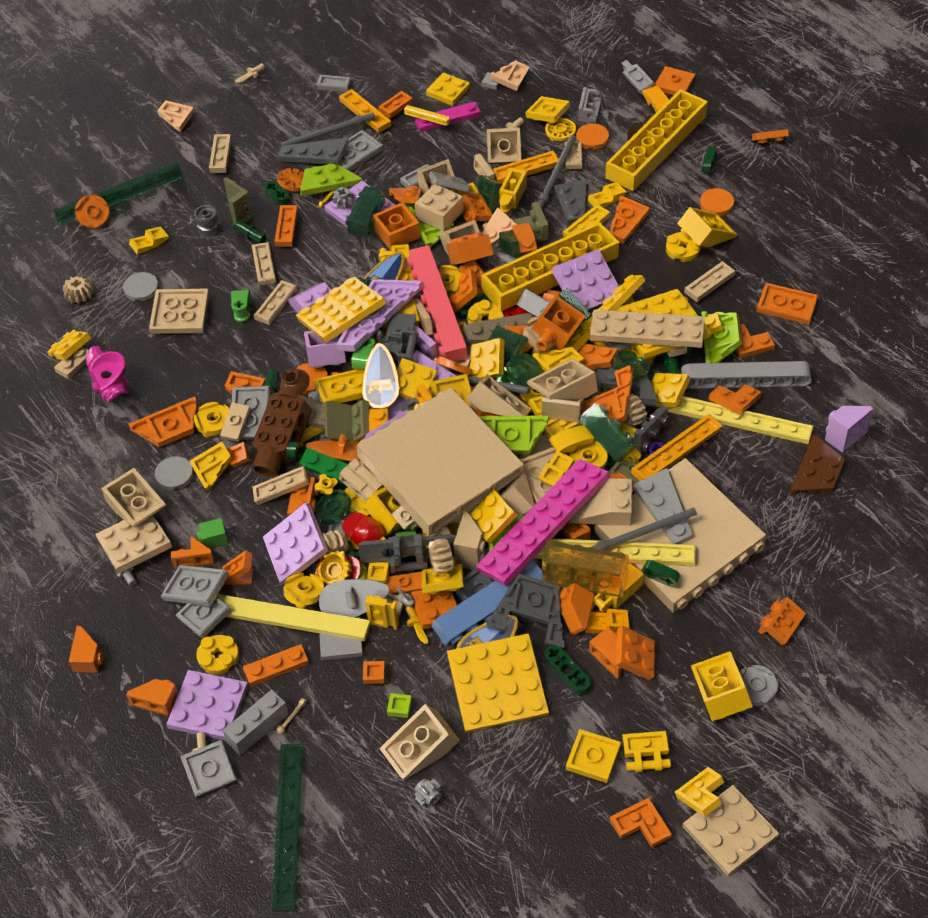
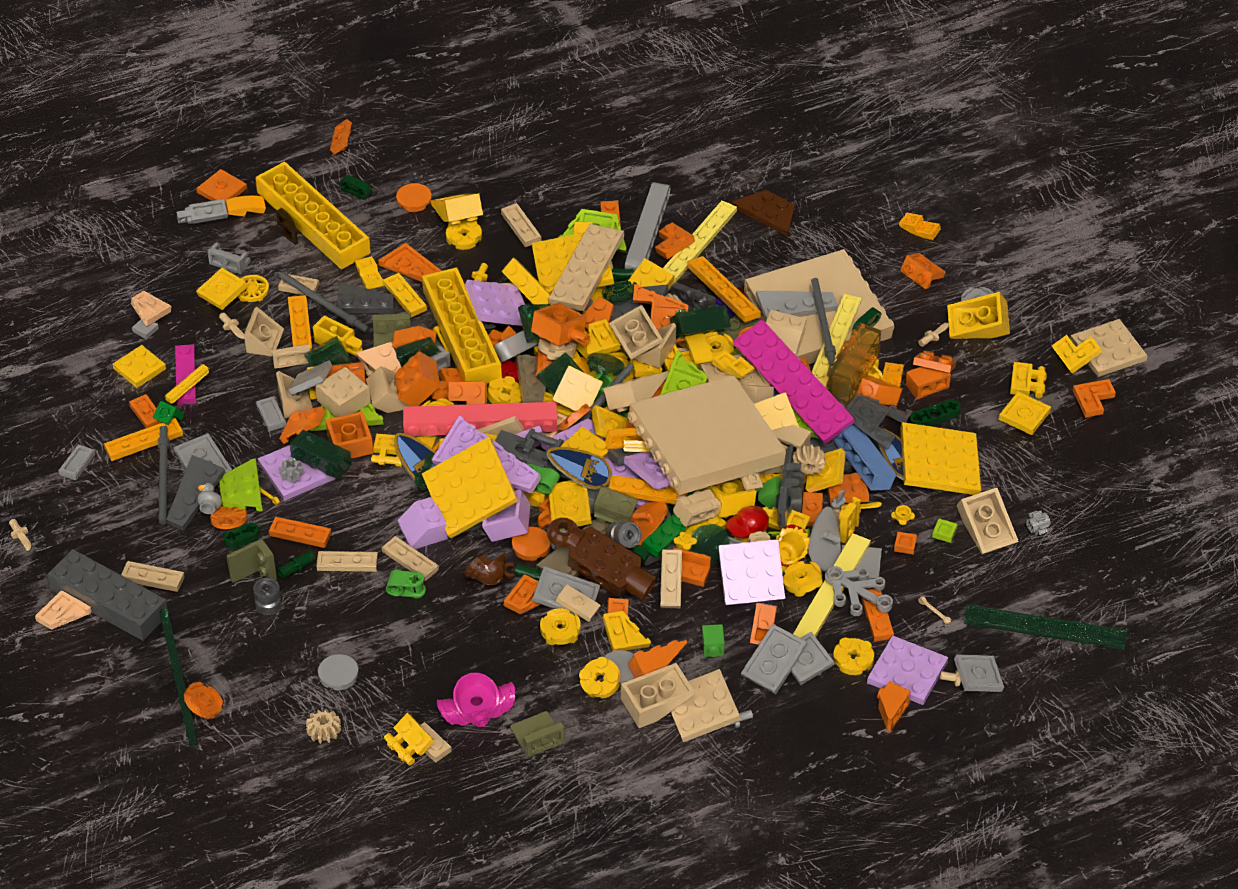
camera: 80 degrees left, 5 degrees down
(85, 653) = (826, 755): orange slope -> none
(87, 430) = (538, 733): none -> olive bracket
(152, 239) = (266, 658): yellow slope -> none
(154, 458) = (598, 667): none -> yellow plate
(168, 423) = (554, 664): orange wing -> none
(173, 492) = (655, 659): none -> orange slope
(179, 311) = (393, 639): tan plate -> none
(193, 131) = (108, 594): none -> dark grey brick
(196, 556) = (732, 656): orange slope -> none
(255, 722) = (940, 630): light grey brick -> none
(263, 353) = (489, 571): none -> reddish brown helmet
(291, 635) = (838, 577): none -> light grey plant
(300, 159) = (208, 499): none -> light grey animal
(308, 429) = (625, 533): none -> flat silver wheel
(396, 115) = (166, 412): none -> green bracket
(414, 659) = (903, 514): none -> yellow plate
(592, 136) = (273, 264): orange tile -> none
(633, 269) = (480, 274): none -> yellow piece
(685, 647) = (932, 336): none -> tan piece
(787, 303) = (567, 182): orange tile -> none
(848, 425) = (739, 174): lavender slope -> none
(852, 607) = (916, 225): none -> light orange slope

